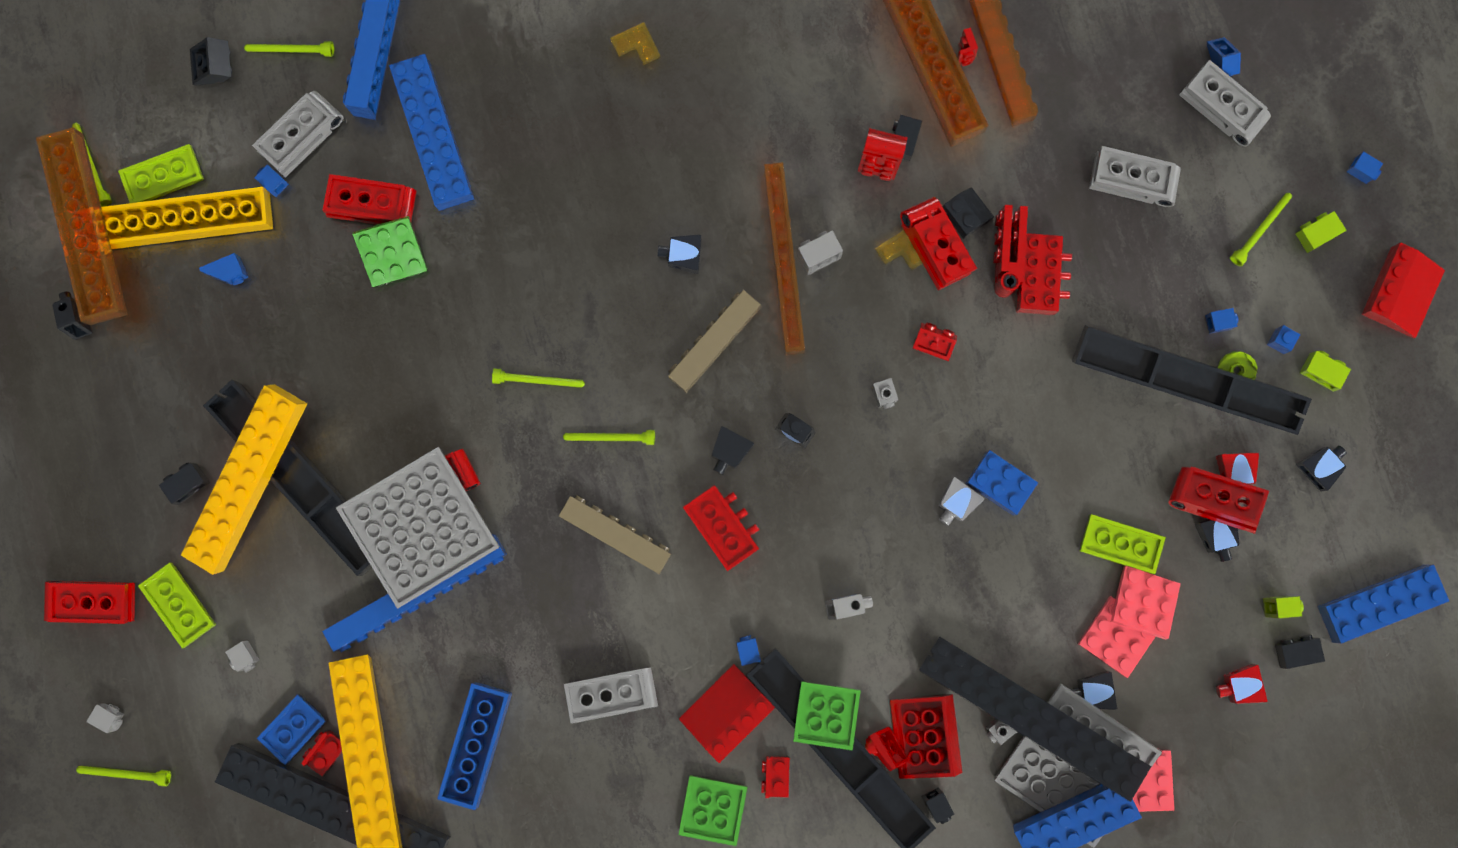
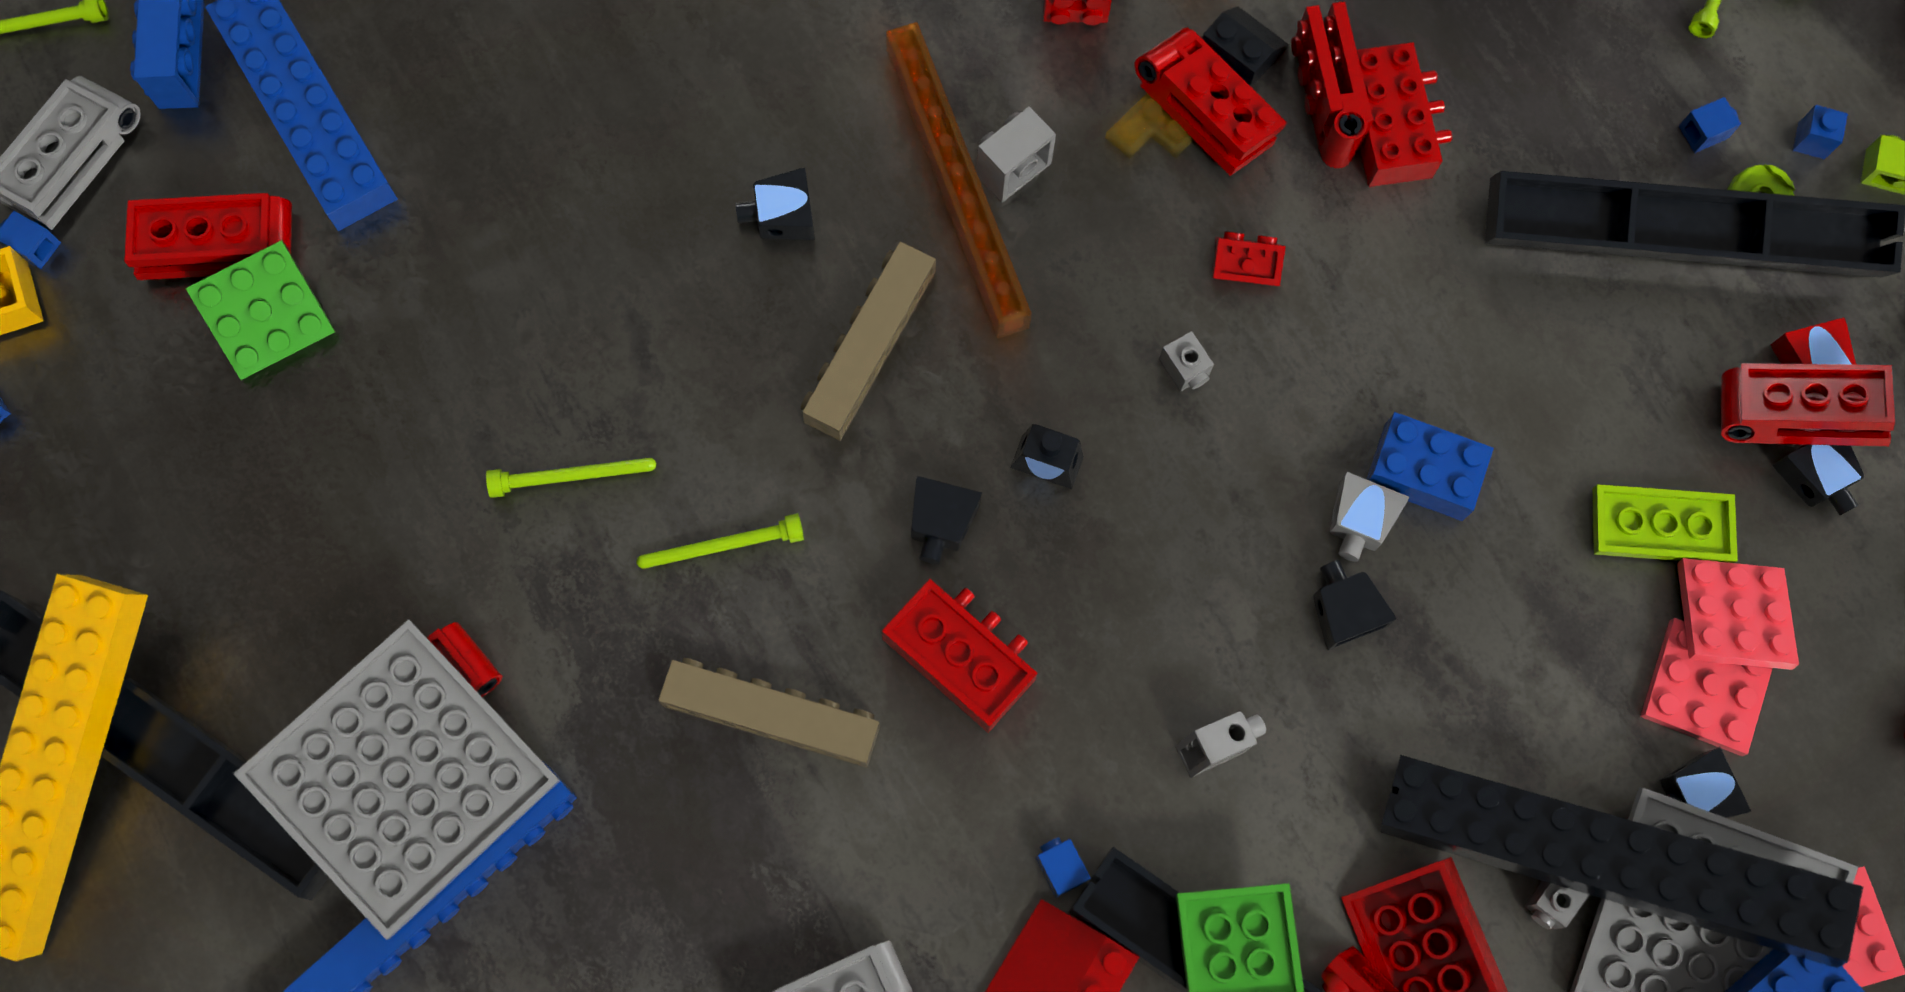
camera: 20 degrees left, 10 degrees down
(936, 549) = (1349, 606): none -> black torso

